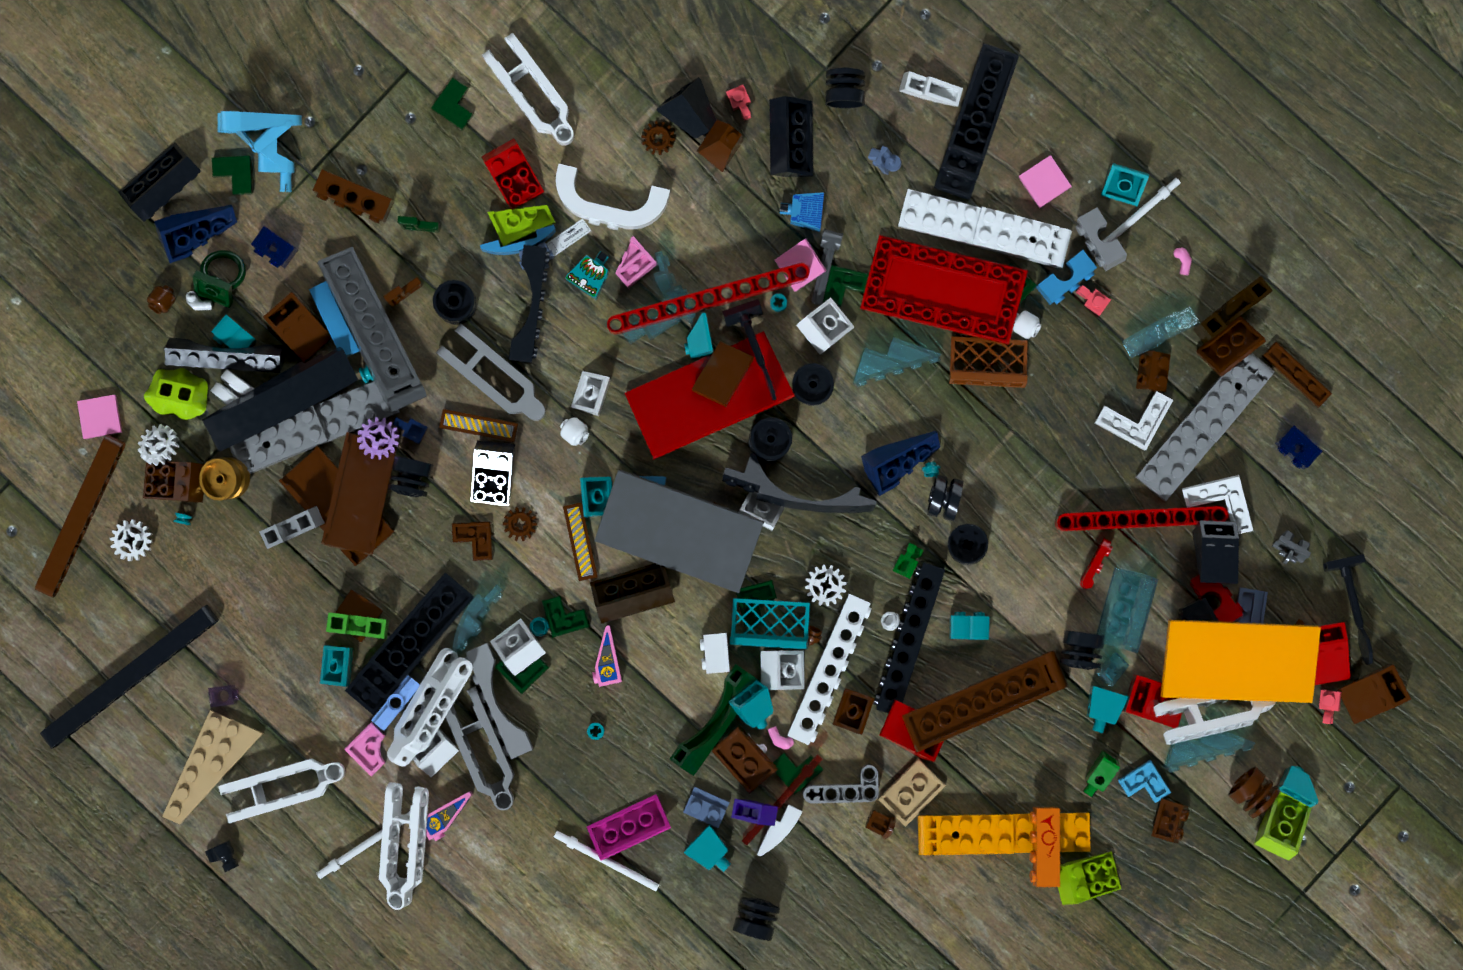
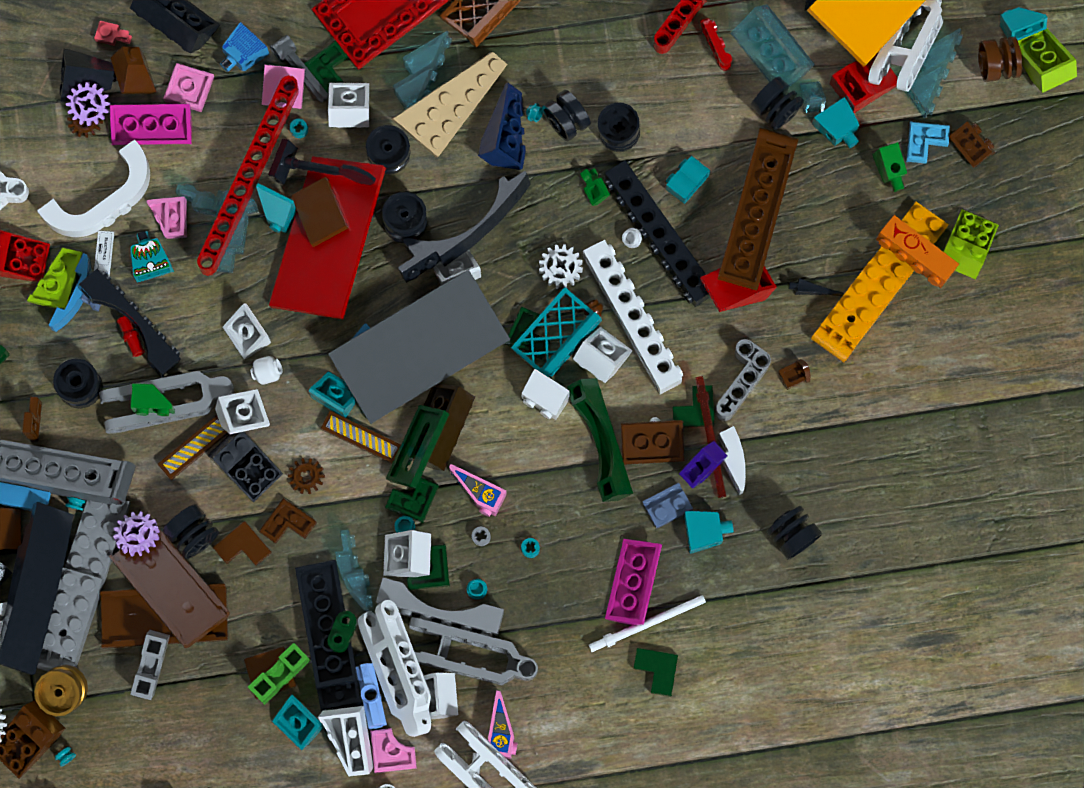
camera: 50 degrees left, 10 degrees down
(353, 712) = (350, 738): none -> white wedge
(413, 430) = (154, 502): dark blue plate -> none
(424, 647) = (343, 631): none -> dark green plate
(437, 517) = (244, 540): none -> reddish brown tile
(482, 367) = (149, 399): none -> green slope
(521, 310) = (130, 336): none -> red pin
(525, 442) = (241, 412): none -> white slope
(534, 716) = (477, 589): none -> teal plate
(572, 693) = (483, 542): none -> light grey bush
(583, 896) = (663, 667): none -> dark green tile
(626, 576) = (423, 417): none -> dark green piece
(667, 125) = (83, 115): none -> lavender gear
(693, 190) = (151, 124): none -> dark pink slope
(745, 193) = (188, 87): none -> bright pink tile
(753, 705) = (613, 397): teal torso -> none
(780, 741) = (660, 402): bright pink arm -> none
(853, 711) = (684, 323): reddish brown slope -> none
(878, 401) = (443, 111): none -> tan wing
(911, 792) = (787, 329): tan tile -> none
(954, 780) = (807, 288): none -> black piece

